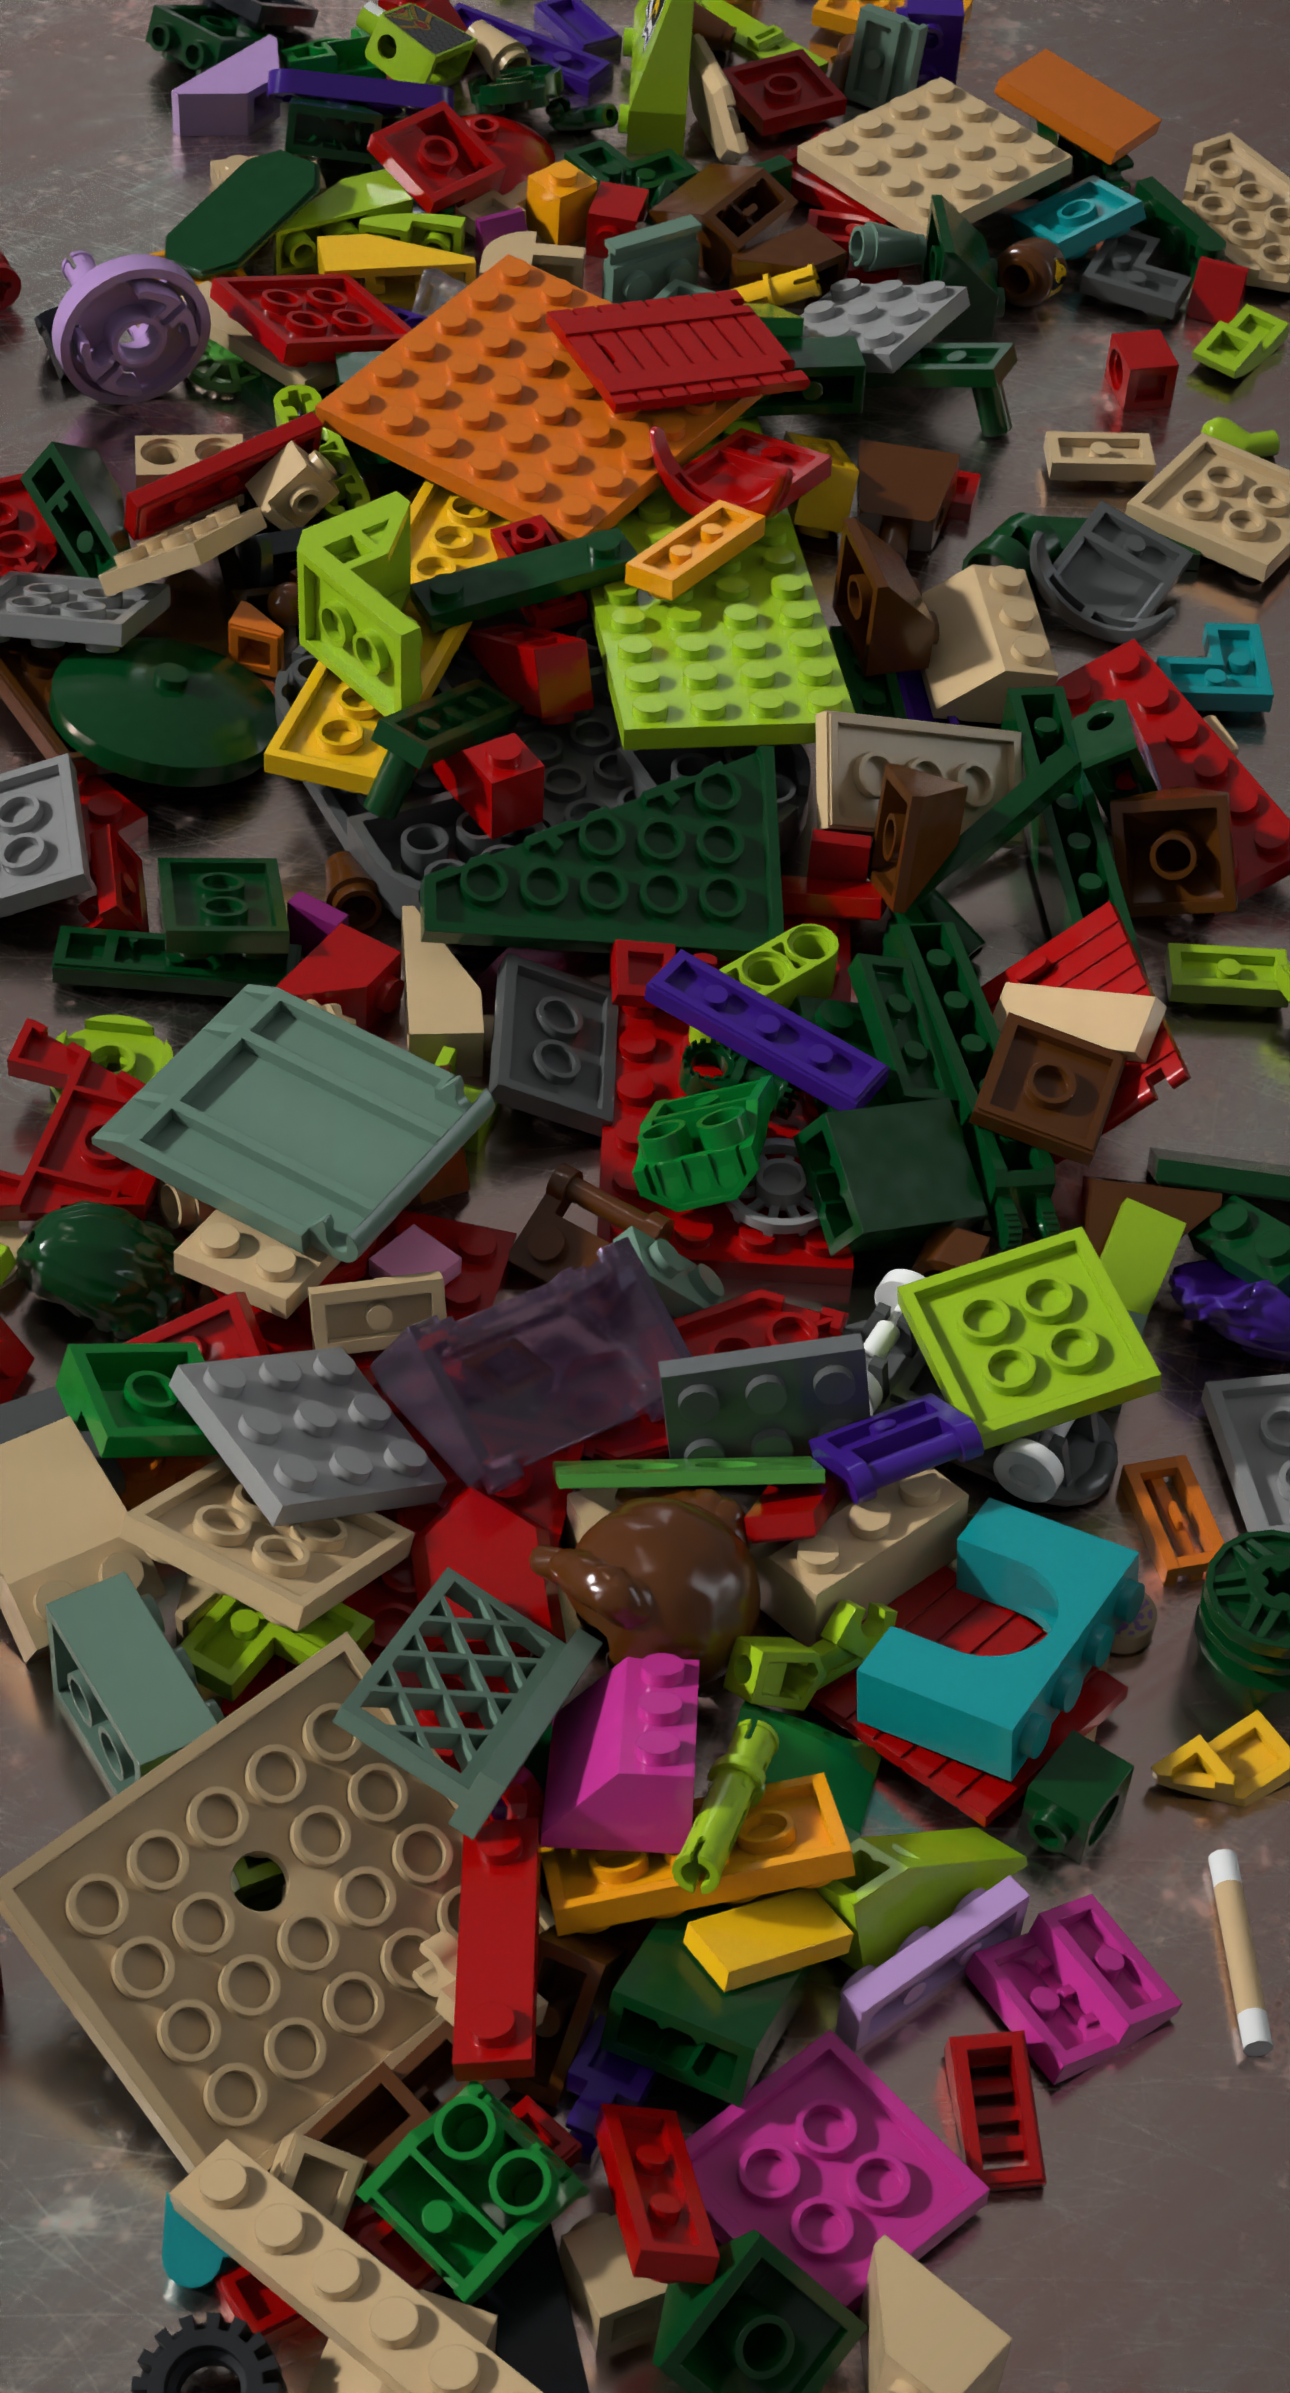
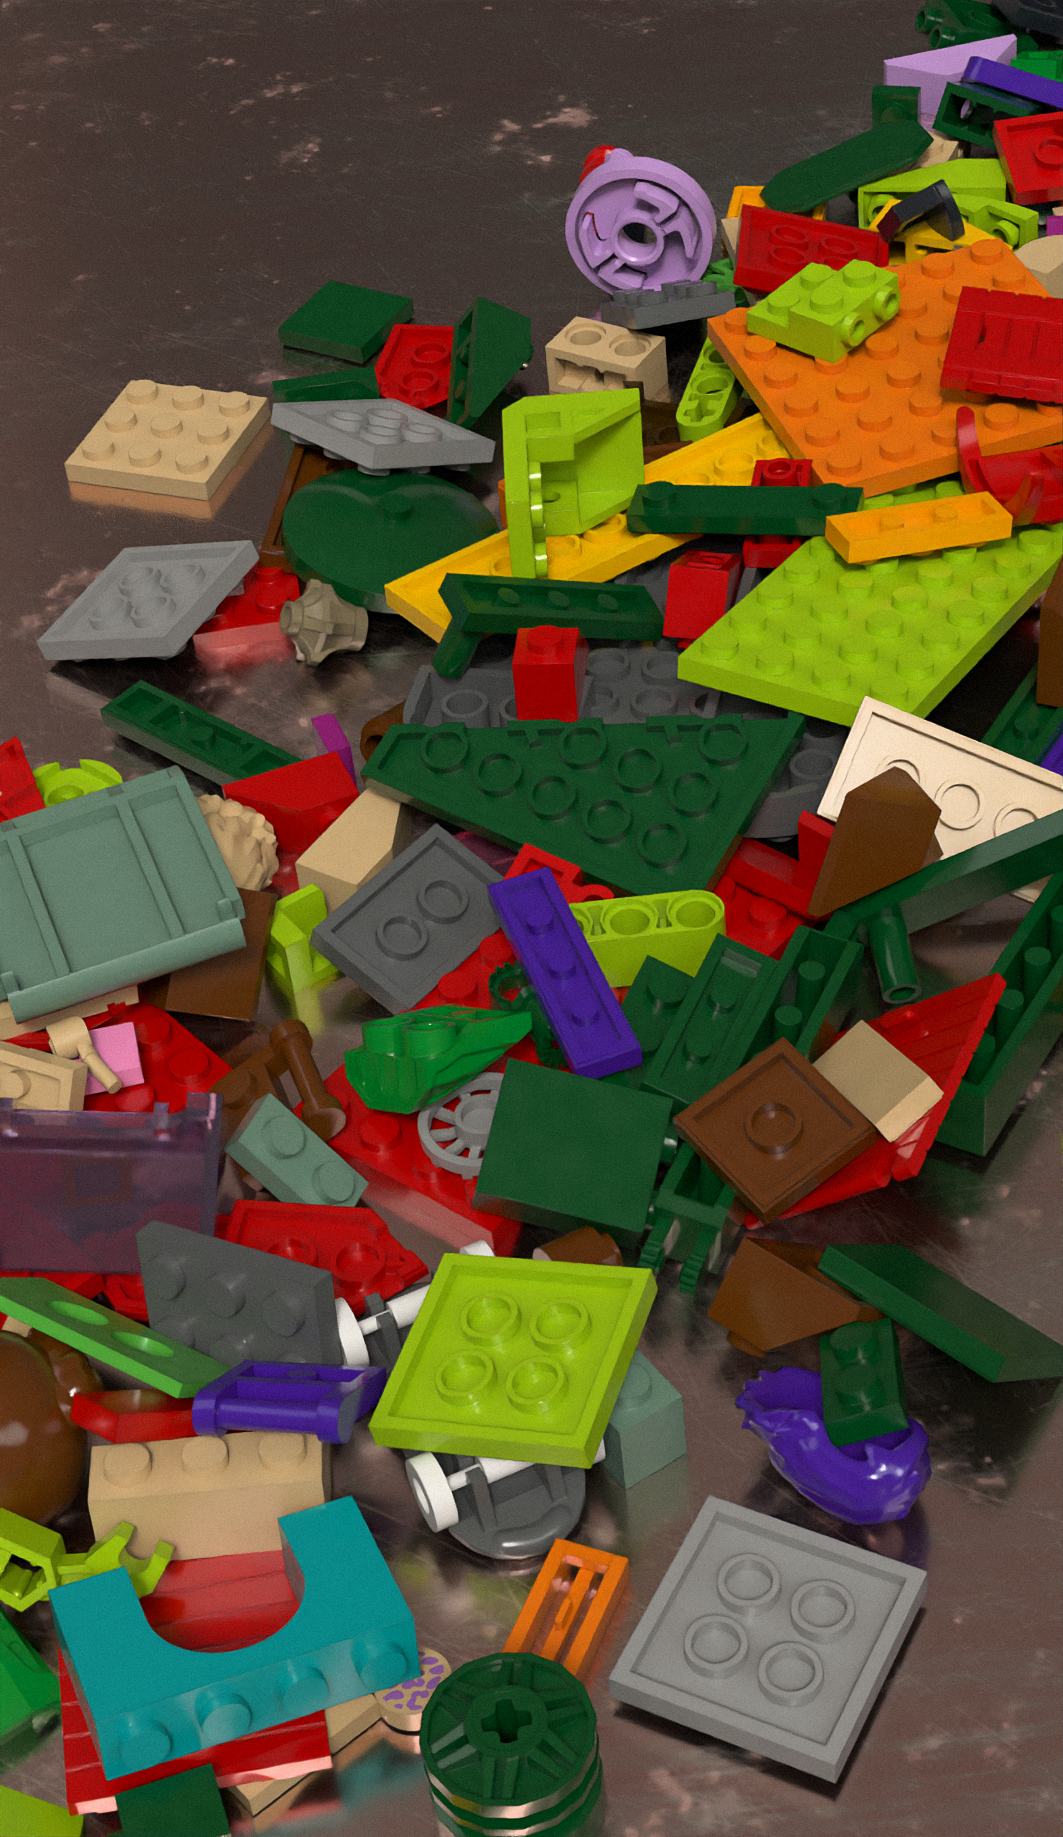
camera: 45 degrees right, 5 degrees down
(119, 884) = (217, 663): red plate -> none
(181, 548) = (478, 408): tan plate -> none
(186, 812) = (323, 623): none -> dark tan rock
(209, 401) = (674, 303): none -> dark grey plate
(213, 138) = (895, 104): none -> dark green plate
(213, 478) = (599, 361): red tile -> none
(222, 907) = (262, 705): dark green plate -> none
(293, 486) = (664, 386): tan brick -> none
(389, 238) = (931, 205): none -> black tile
(398, 1255) = (71, 1039): none -> tan hand
(442, 366) = (827, 309): none -> lime plate
(1140, 1253) = (727, 1347): lime slope -> none

